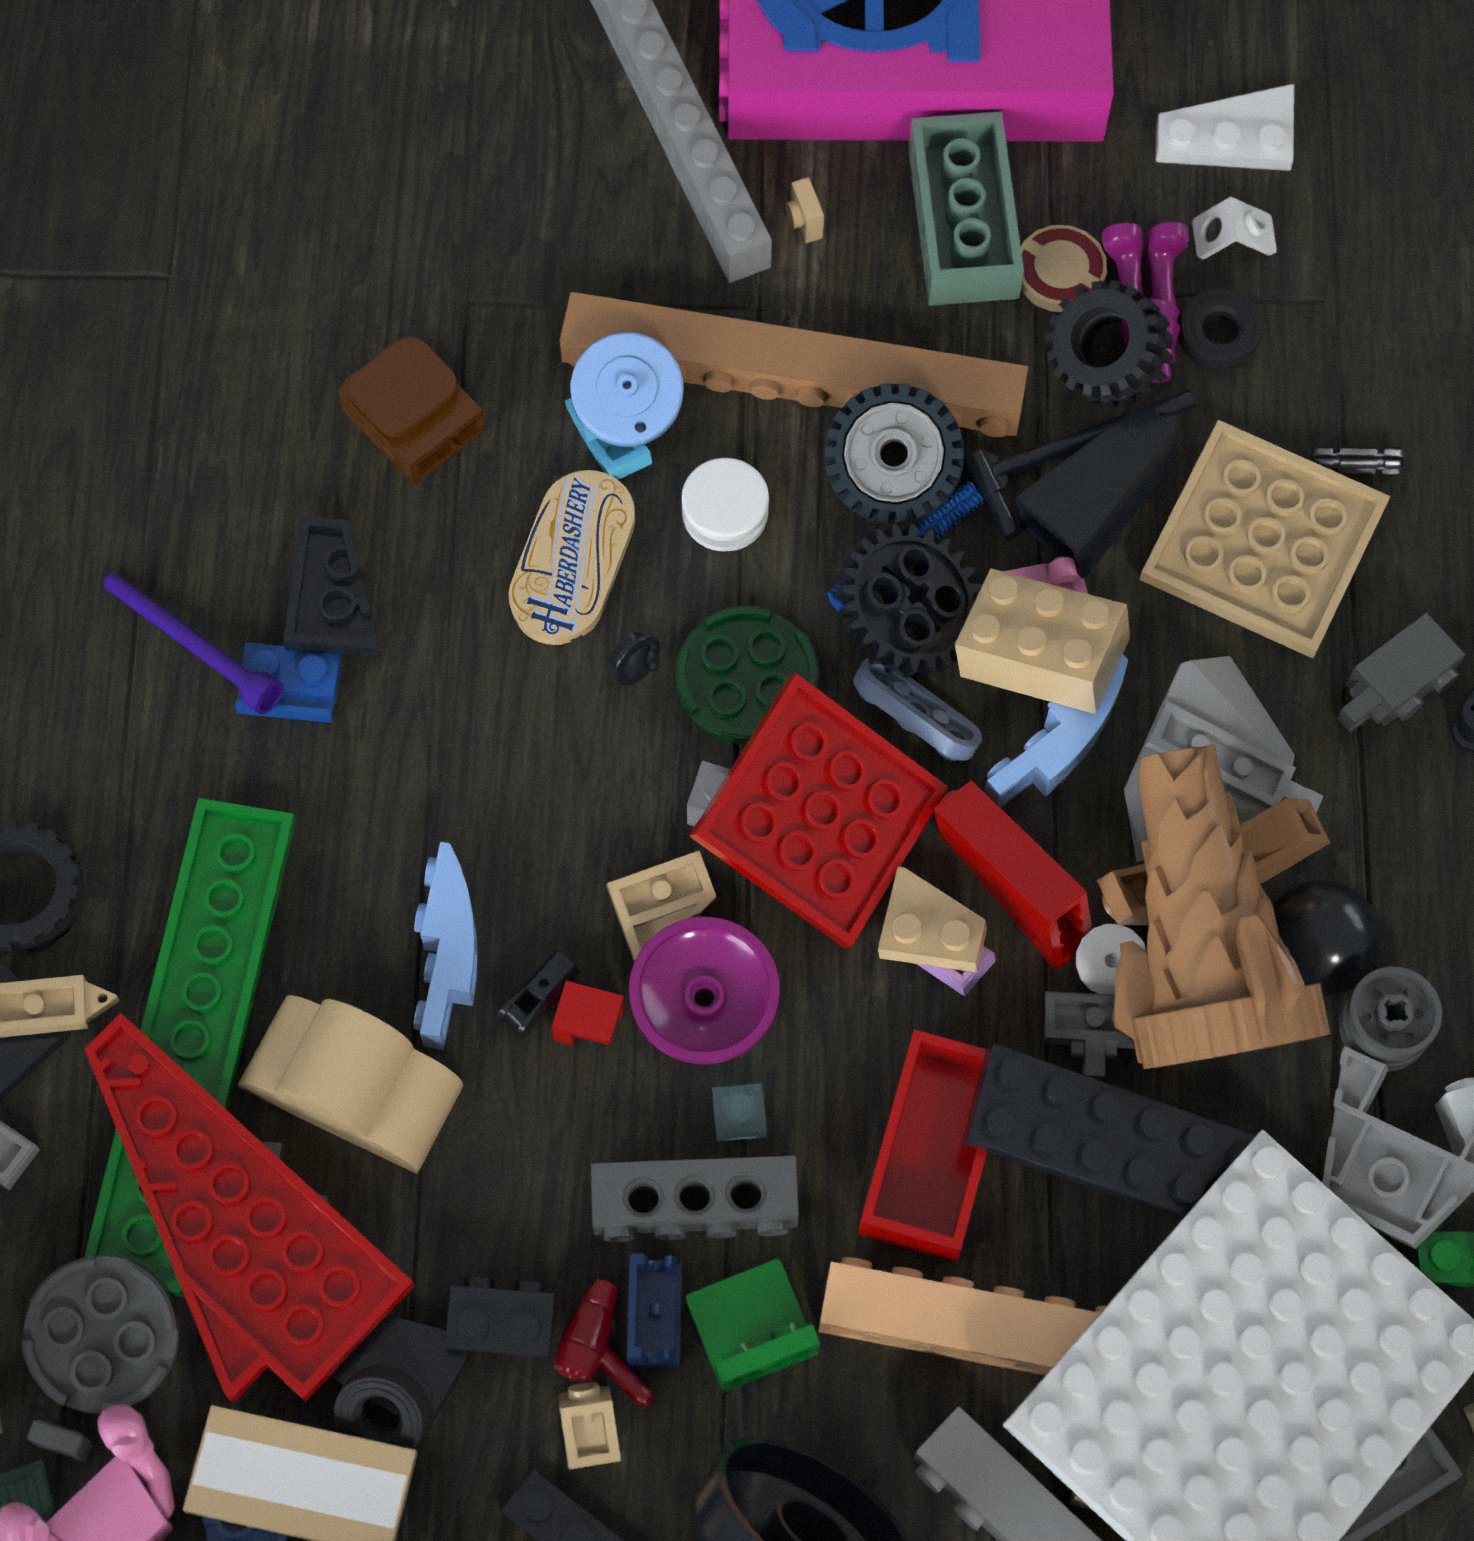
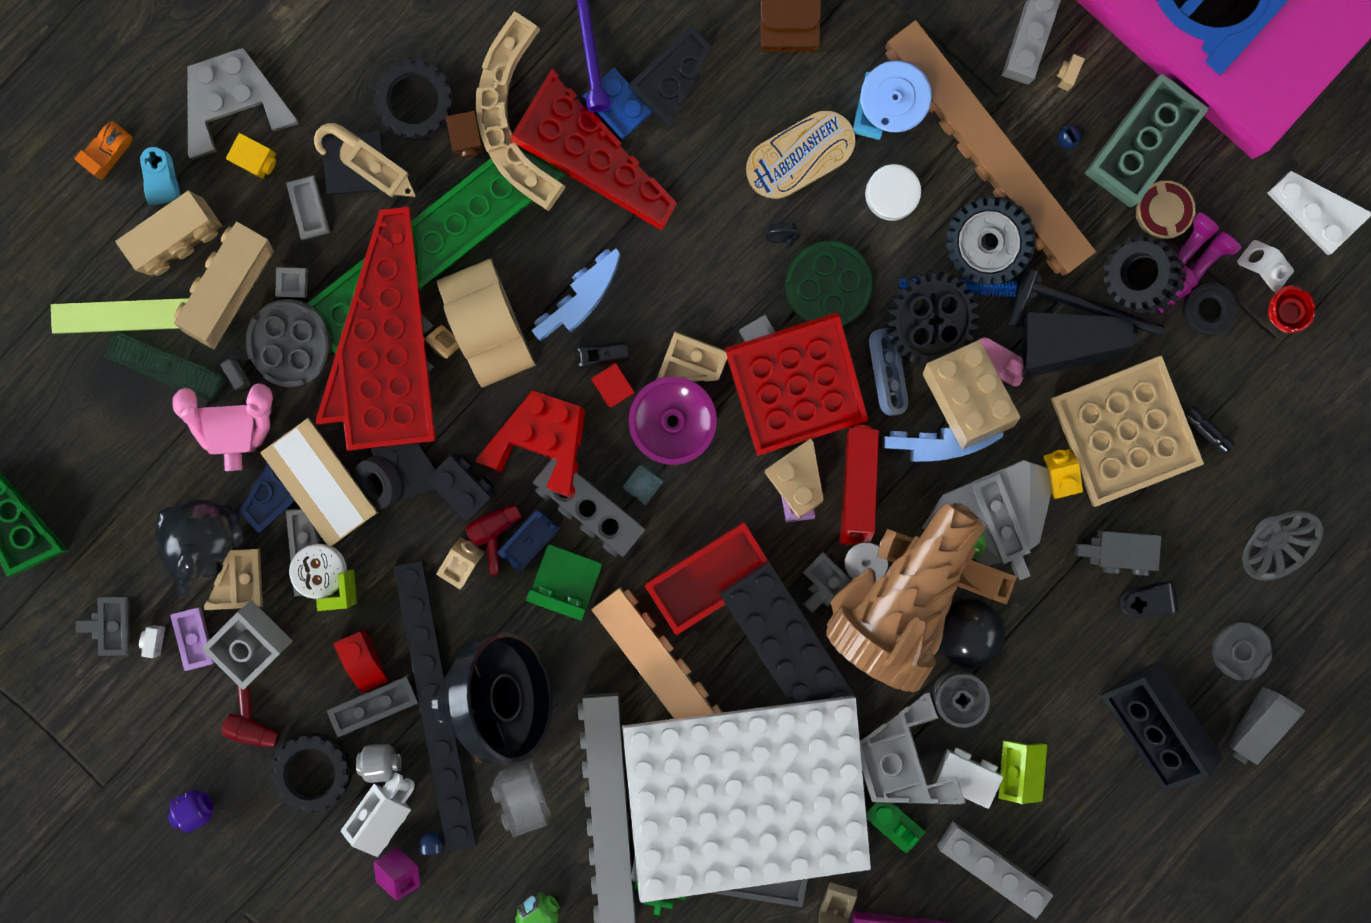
camera: 40 degrees right, 20 degrees up
(38, 1252) = (291, 282): none -> light grey plate
(119, 872) = (464, 134): none -> reddish brown brick
(148, 827) = (493, 113): none -> tan plate
(294, 762) = (581, 146): none -> red wing
(313, 1156) = (442, 341): none -> tan slope
(544, 1145) = (543, 427): none -> red wing
(870, 285) = (1064, 139): none -> dark blue hinge
(1242, 647) = (1064, 473): none -> yellow bracket
(1311, 250) = (1291, 309): none -> red hair

